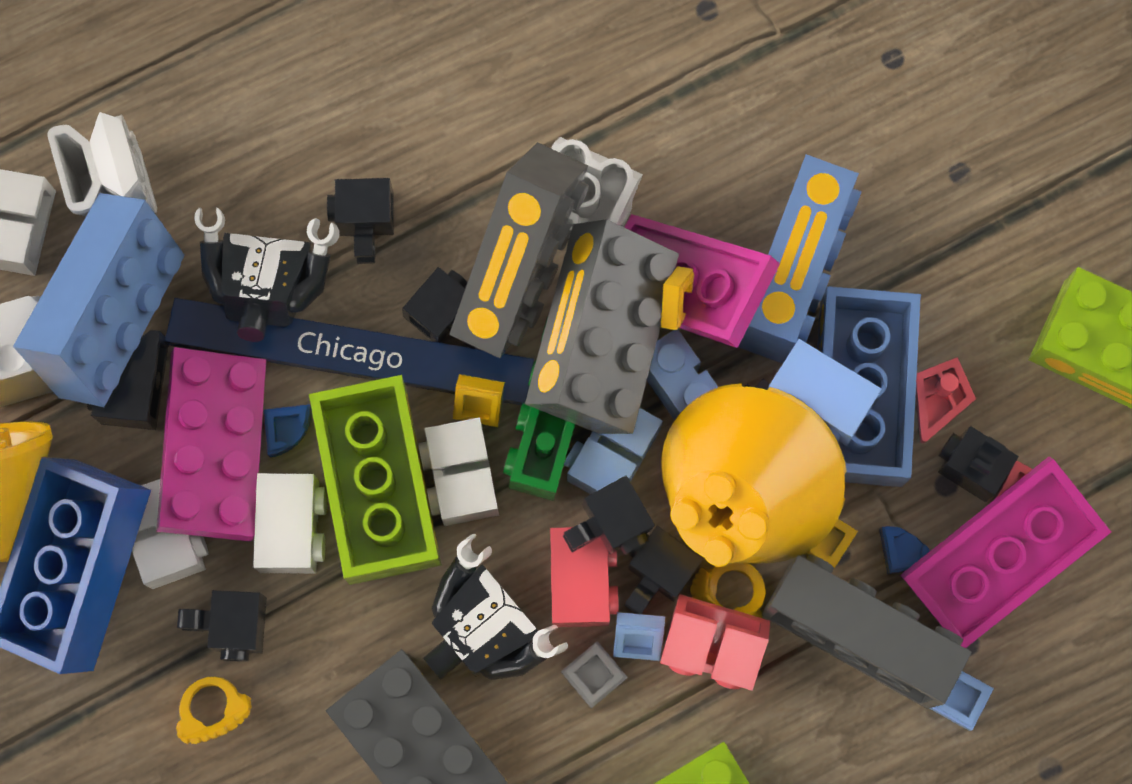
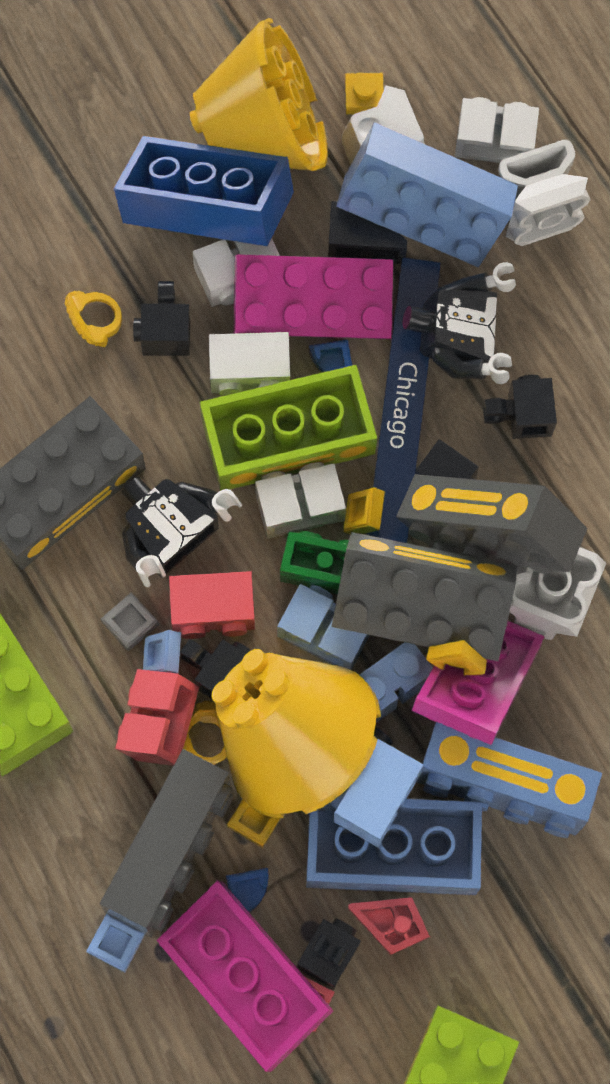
camera: 85 degrees right, 5 degrees down
(615, 517) = (259, 619): black brick -> none

